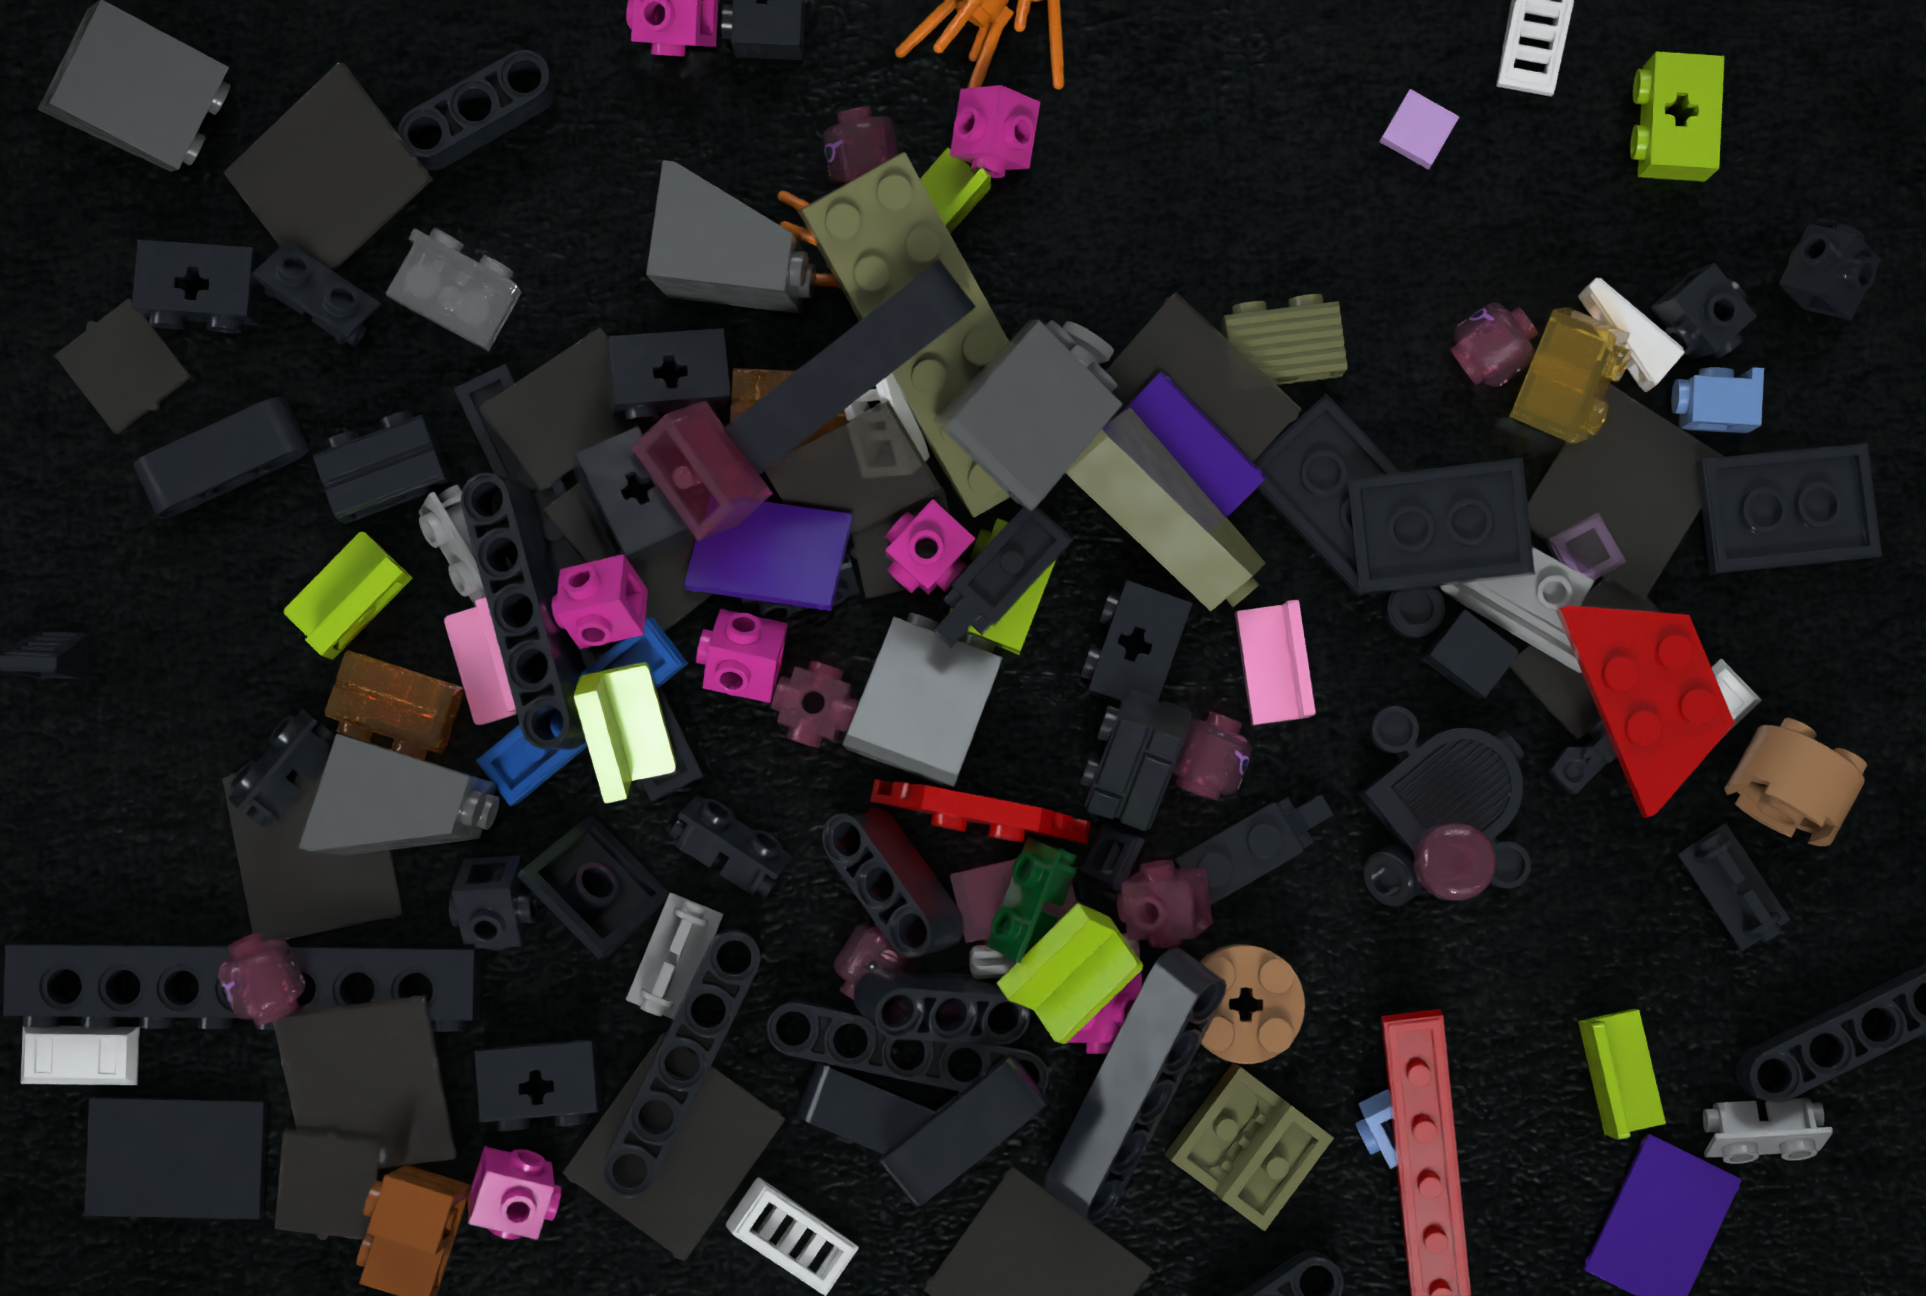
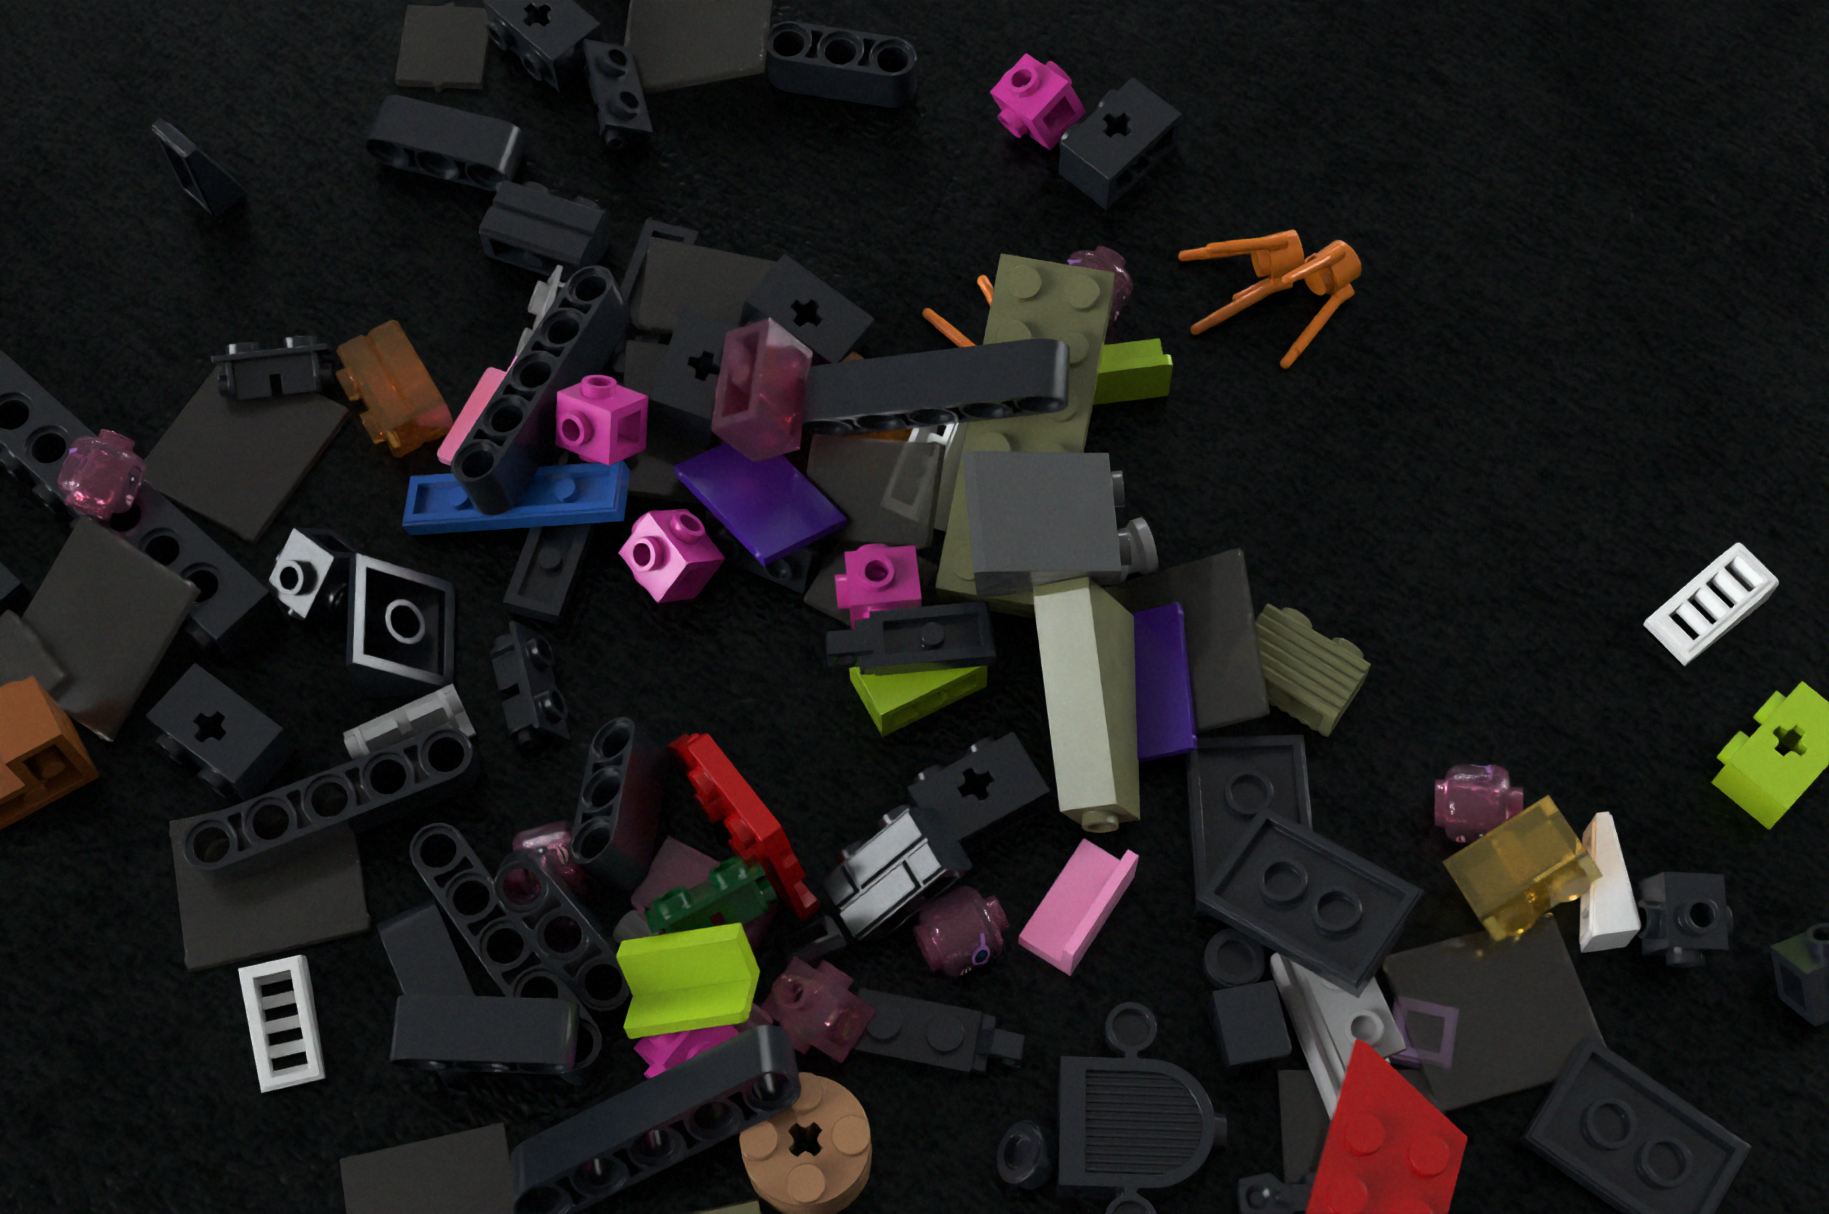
camera: 45 degrees right, 20 degrees down
(346, 595) = (439, 300): lime panel -> none
(393, 801) = (315, 437): dark grey slope -> none
(454, 289) = (713, 164): clear bracket -> none
(513, 1193) = (115, 794): dark pink brick -> none
(624, 727) = (528, 521): panel -> none
(723, 250) = (920, 262): dark grey slope -> none
(826, 724) = (689, 632): clear pink brick -> none
(923, 700) = (770, 695): slope -> none
(994, 129) = (1206, 345): dark pink brick -> none
(1419, 129) = (1550, 604): lavender tile -> none
(1454, 862) = (1083, 1164): clear pink head -> none
(1719, 400) = (1640, 1002): medium blue brick -> none

